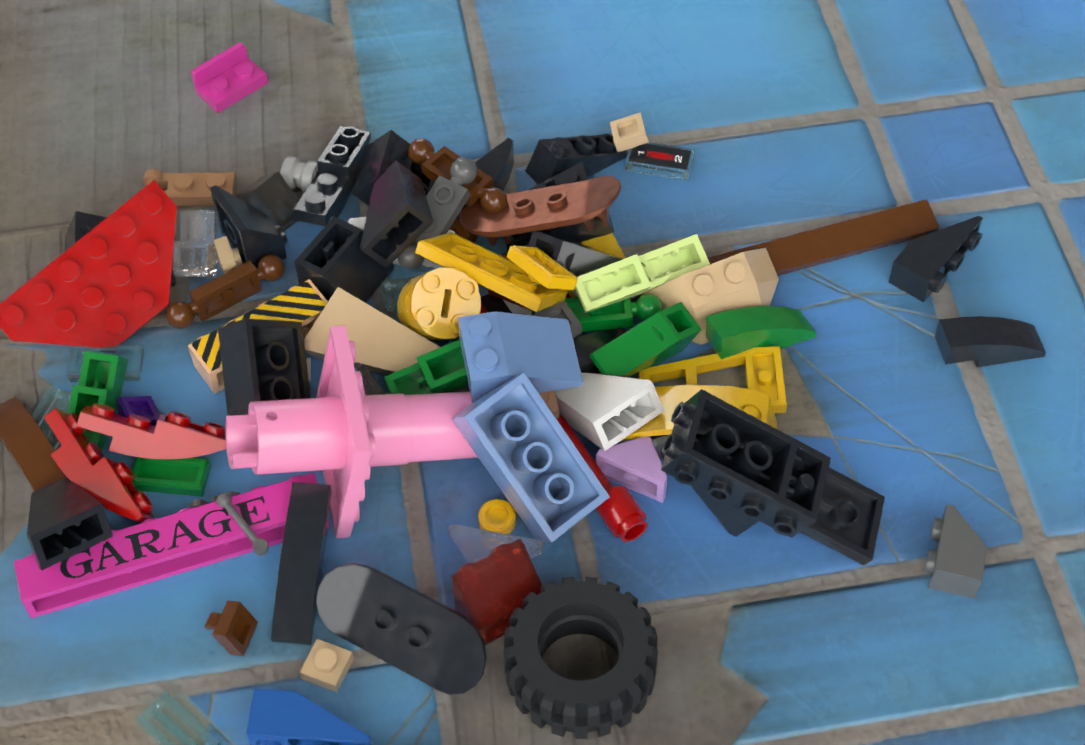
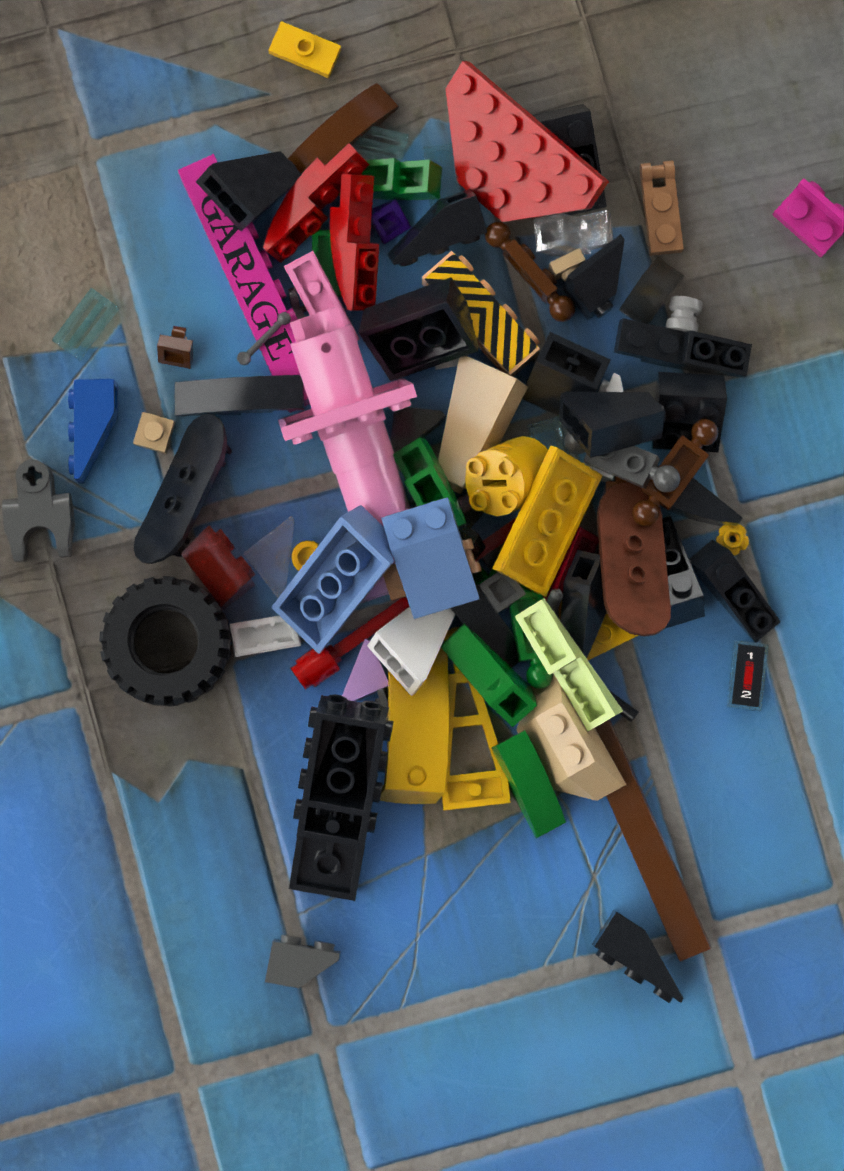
camera: 80 degrees right, 30 degrees up
(157, 357) = (445, 224): none -> black slope
(204, 480) = (314, 286): none -> bright pink tile
(521, 159) = (738, 532): none -> yellow plate
(542, 268) = (551, 568): yellow plate -> none
(581, 554) = (262, 636): none -> white plate
(629, 132) = (767, 640): tan plate -> none
(987, 340) = (539, 1005): black slope -> none

